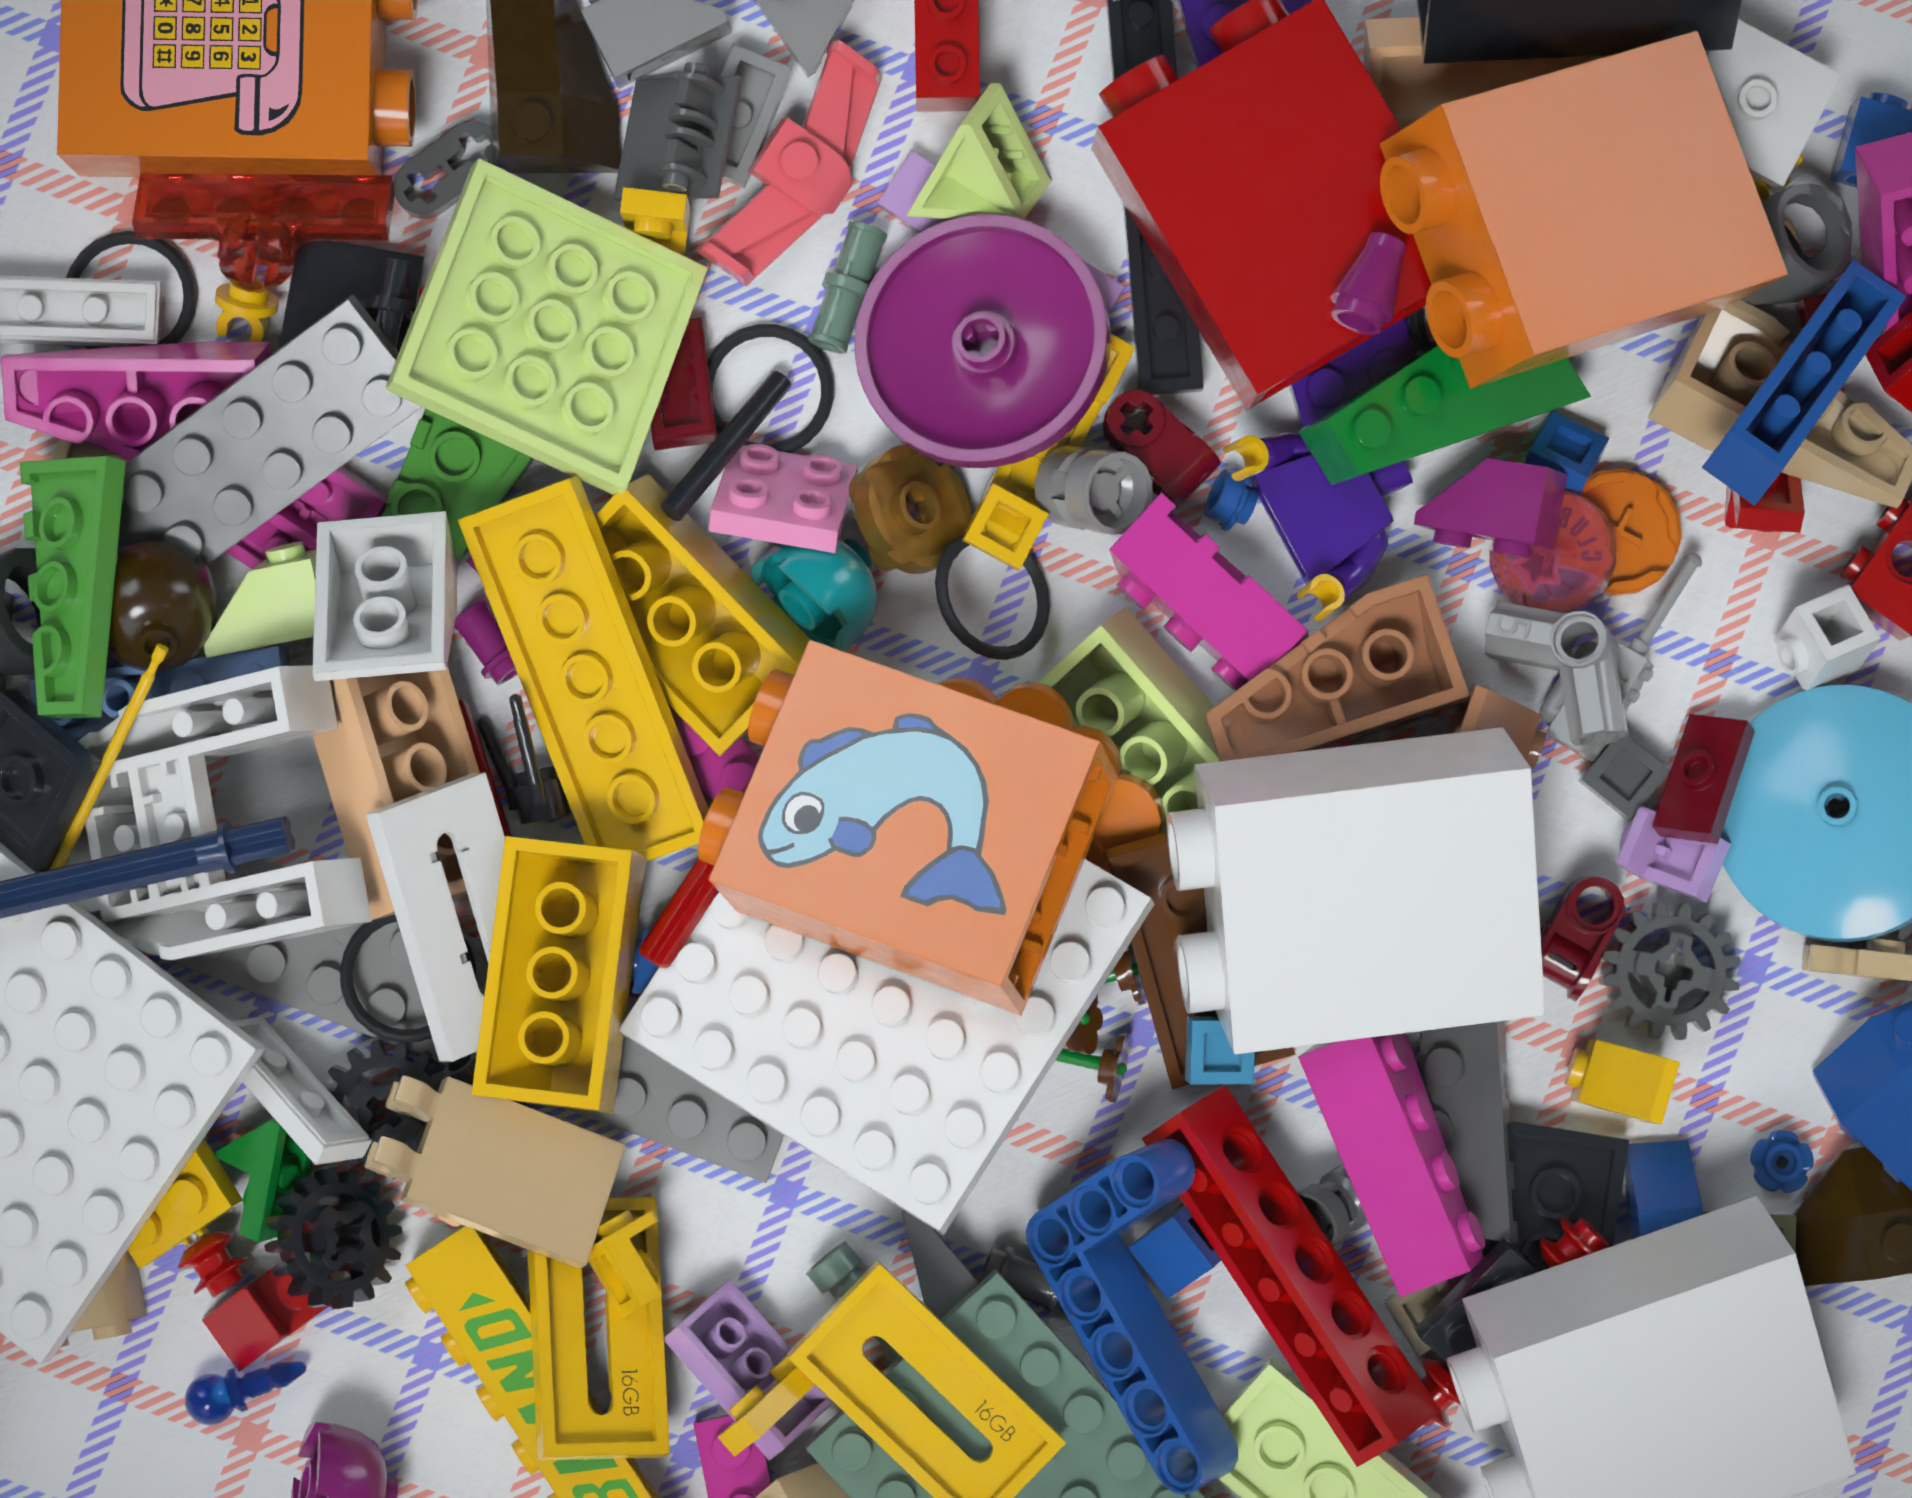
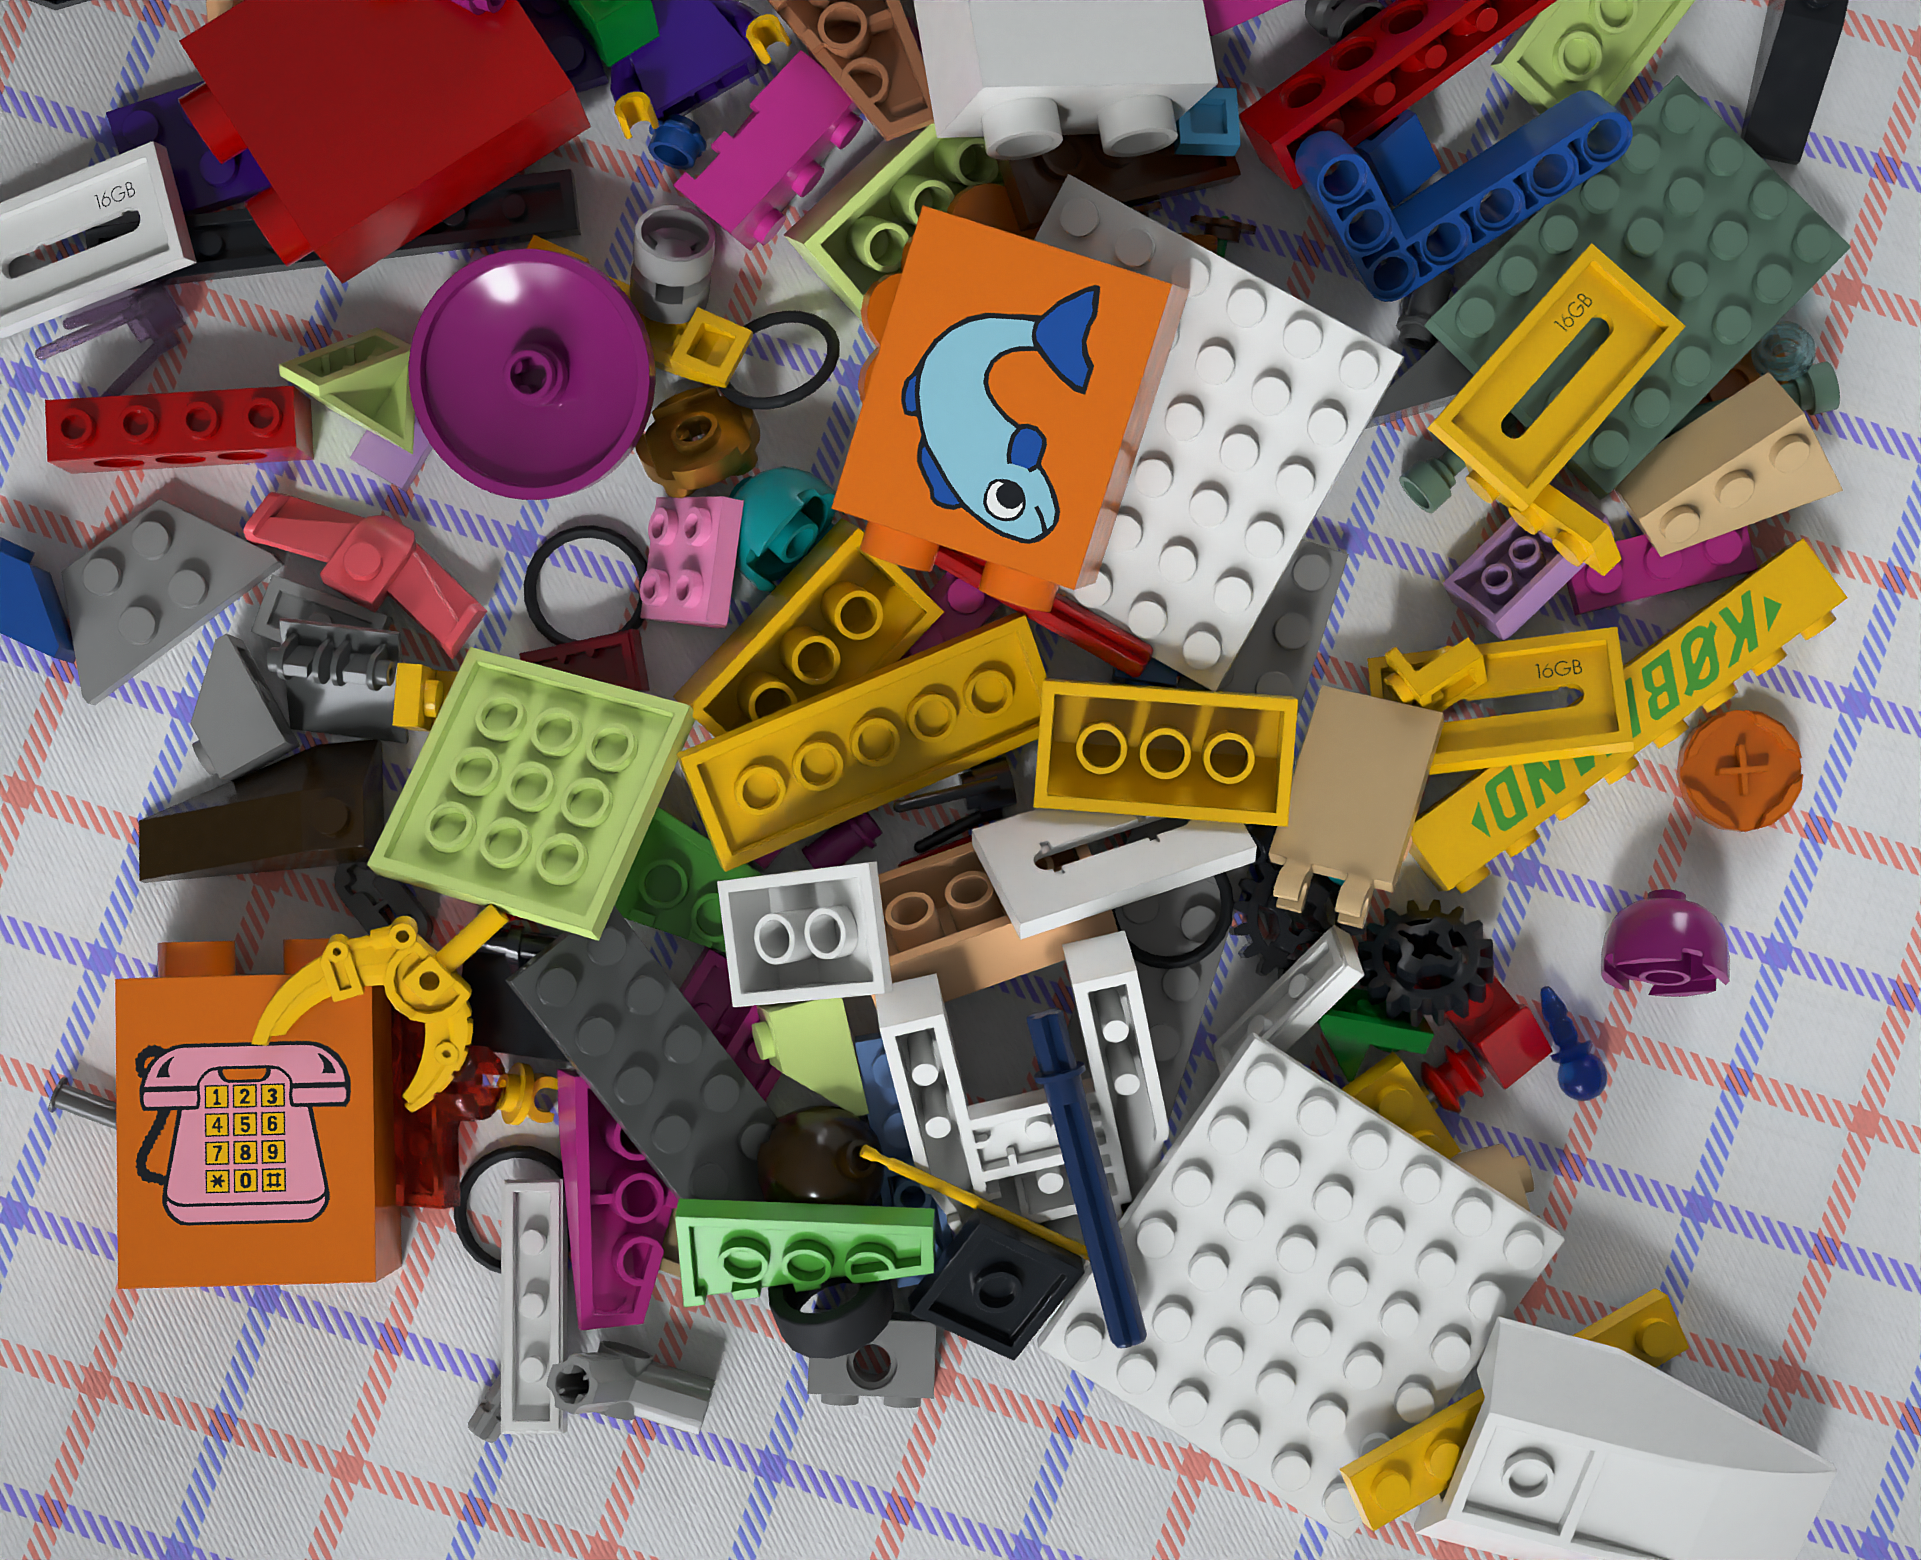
camera: 90 degrees left, 0 degrees up
(355, 204) = (415, 980): none -> yellow bar
(725, 446) = (643, 620): black bar -> none
(847, 287) = (484, 514): sand green pin -> none
(1169, 450) = (630, 192): dark red piece -> none

